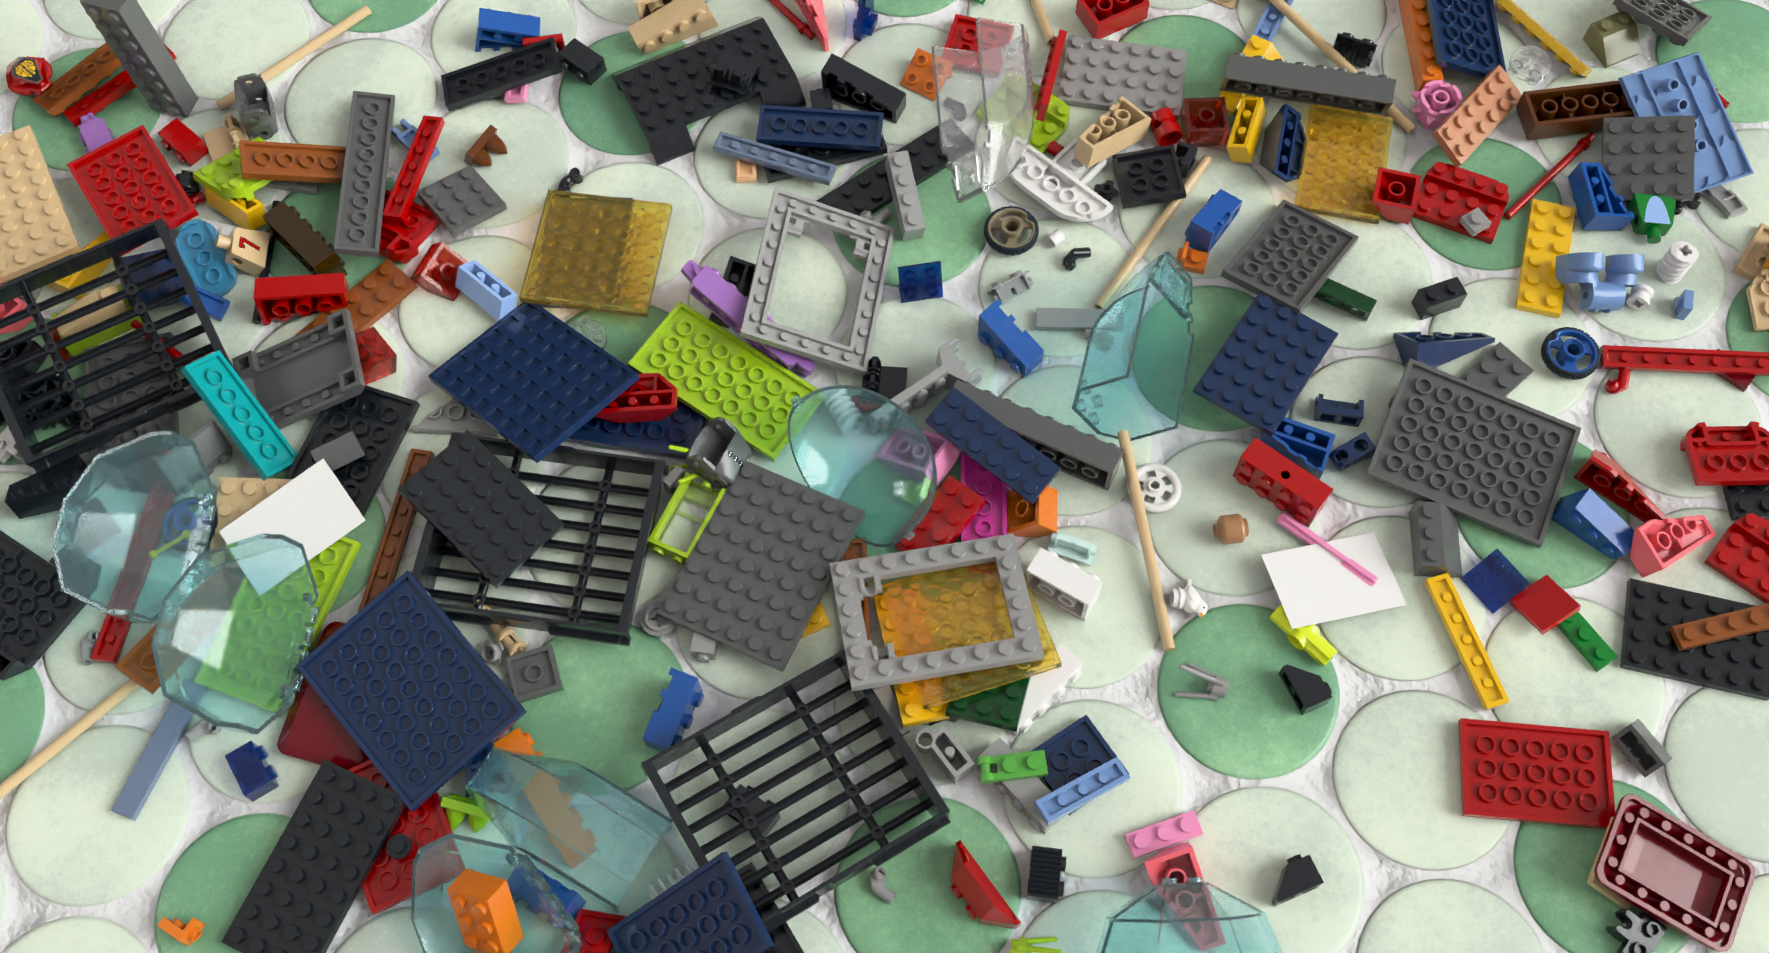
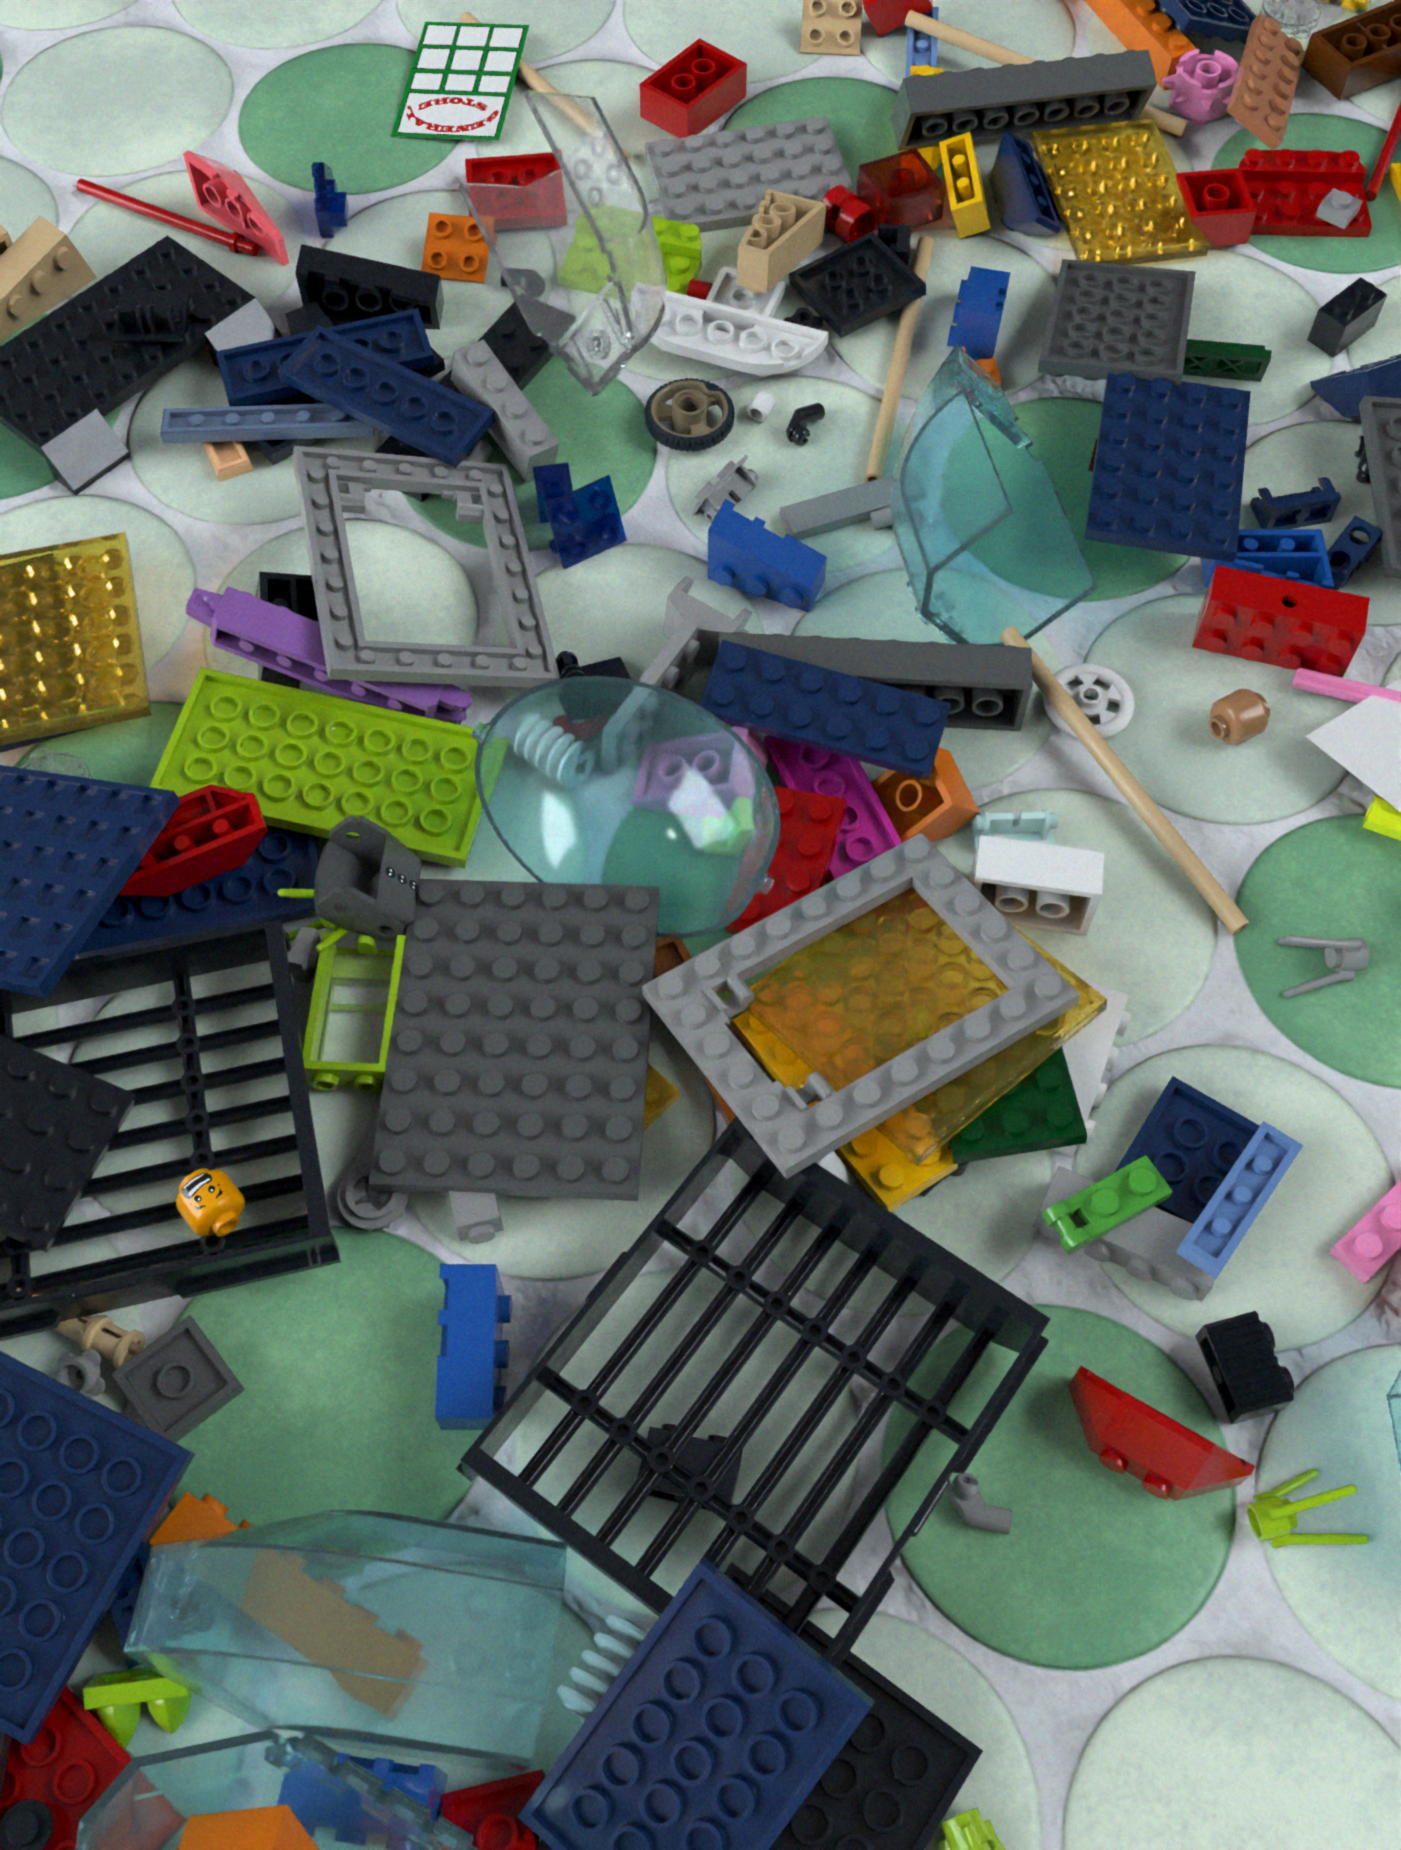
camera: 25 degrees left, 5 degrees down
(579, 593) = (210, 1202): none -> light orange head
(841, 166) = (387, 396): none -> dark blue plate
(912, 252) = (550, 483): none -> clear blue brick
(947, 753) = (983, 1227): light grey hinge -> none
(1049, 75) = (645, 170): red plate -> none
(1188, 600) = (1230, 843): white animal -> none
(1364, 48) = (1056, 42): black hinge -> none

